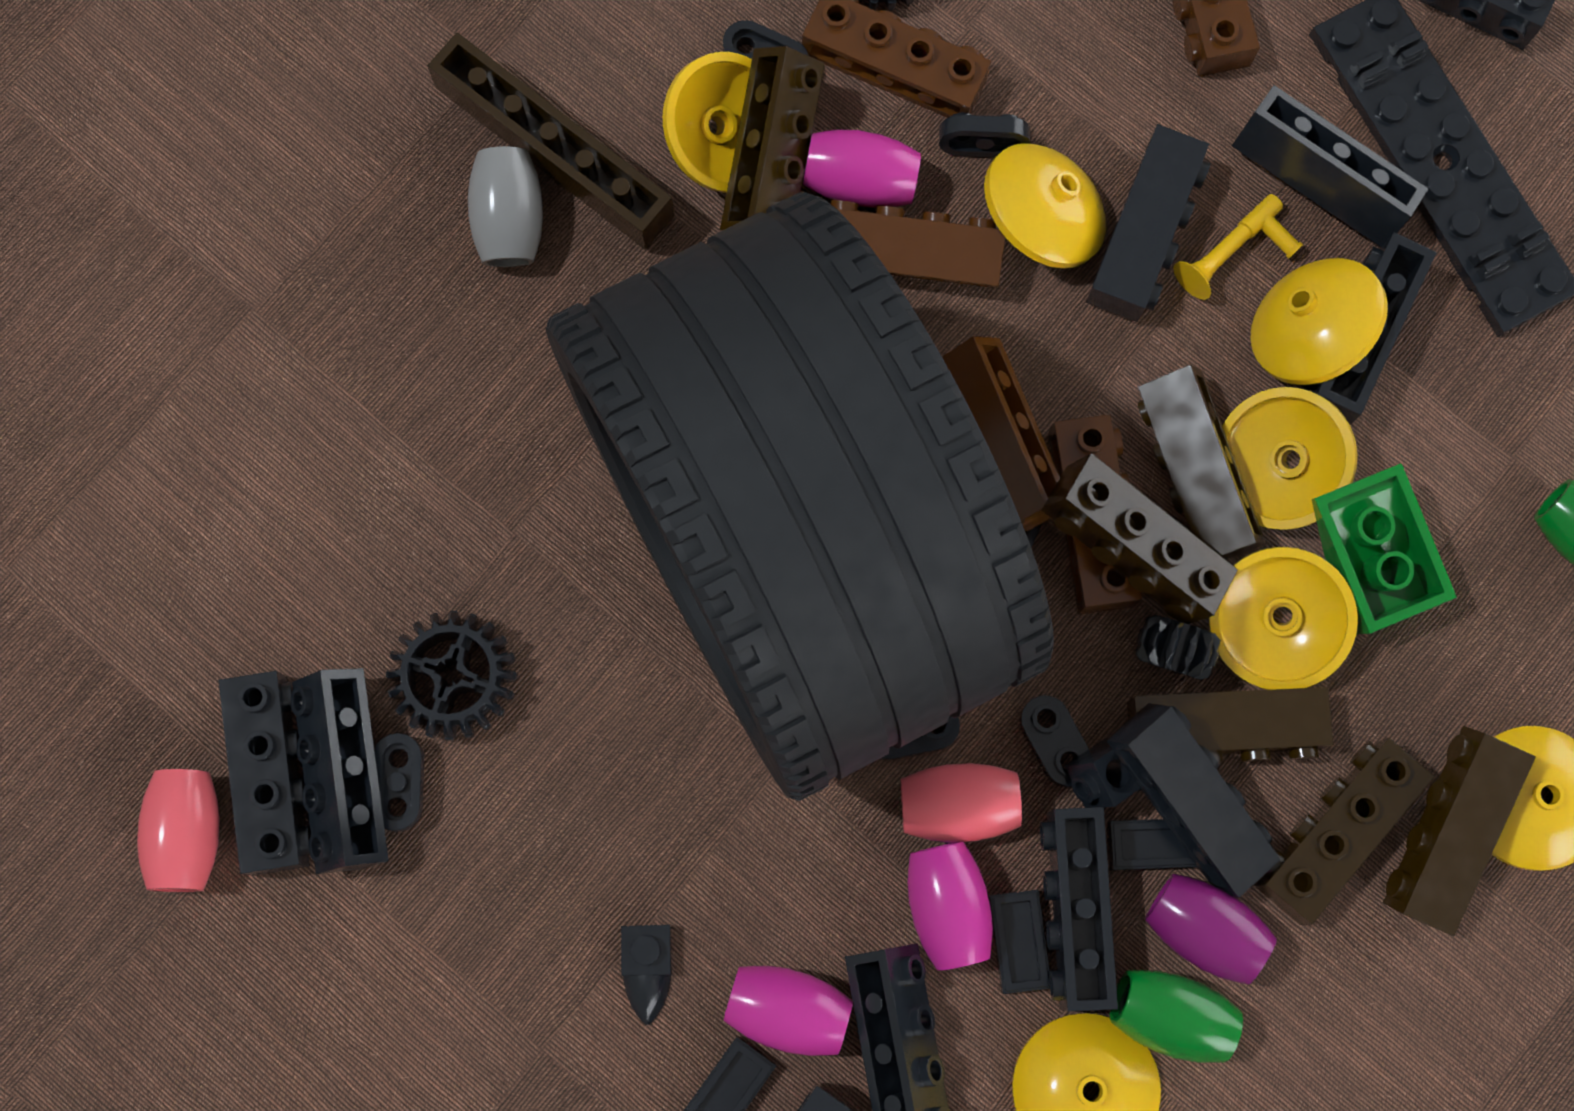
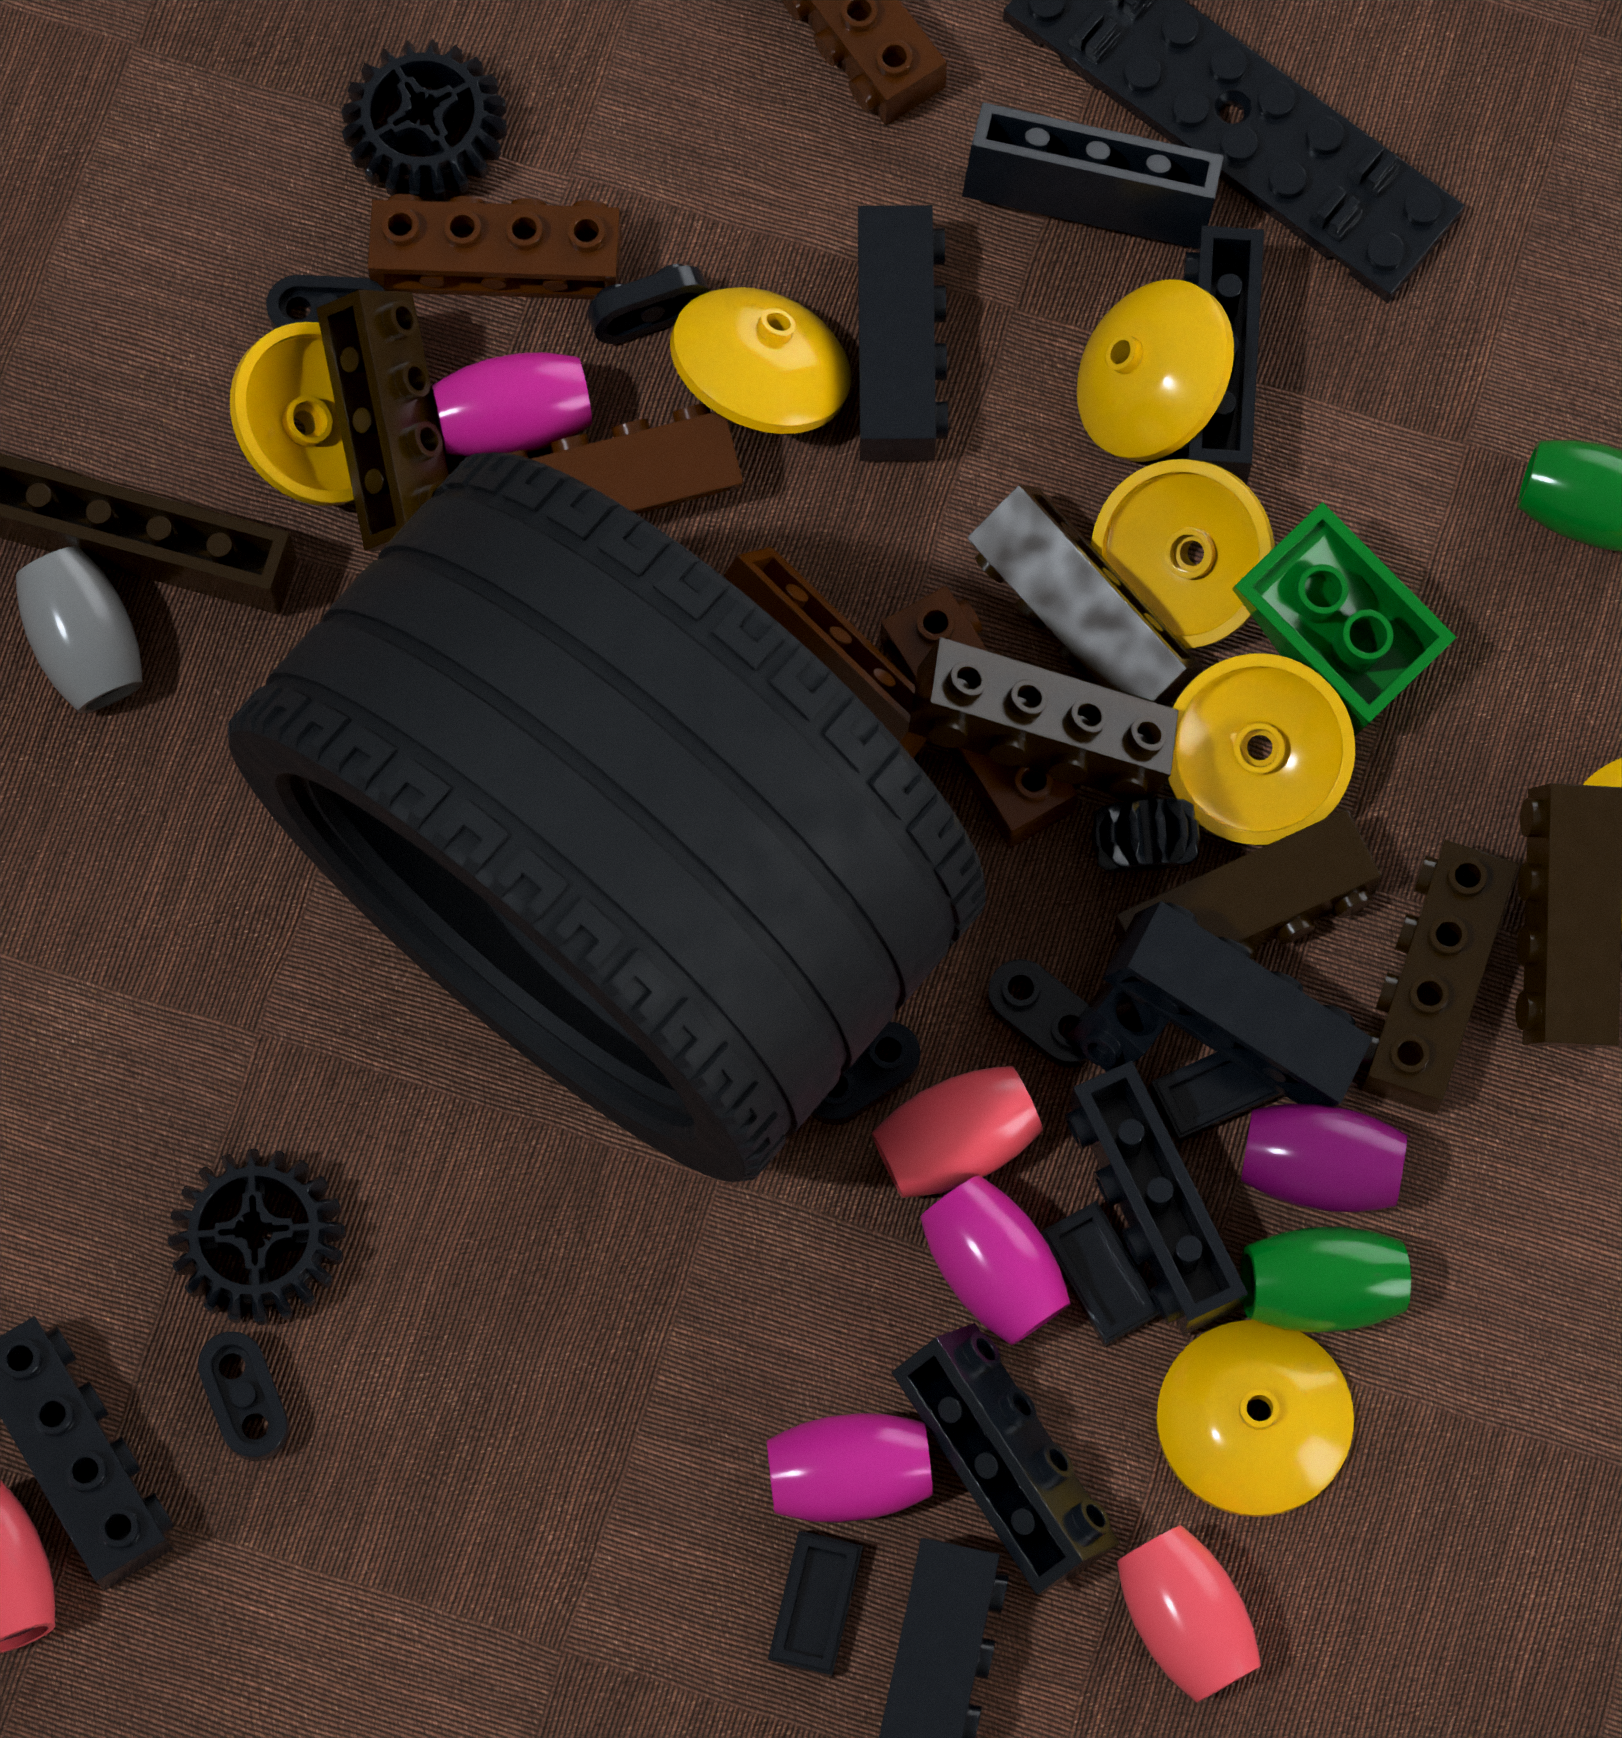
camera: 20 degrees left, 5 degrees down
(339, 771) = (166, 1407): black brick -> none
(646, 968) = (651, 1496): black plate -> none
(1196, 276) = (985, 373): yellow piece -> none

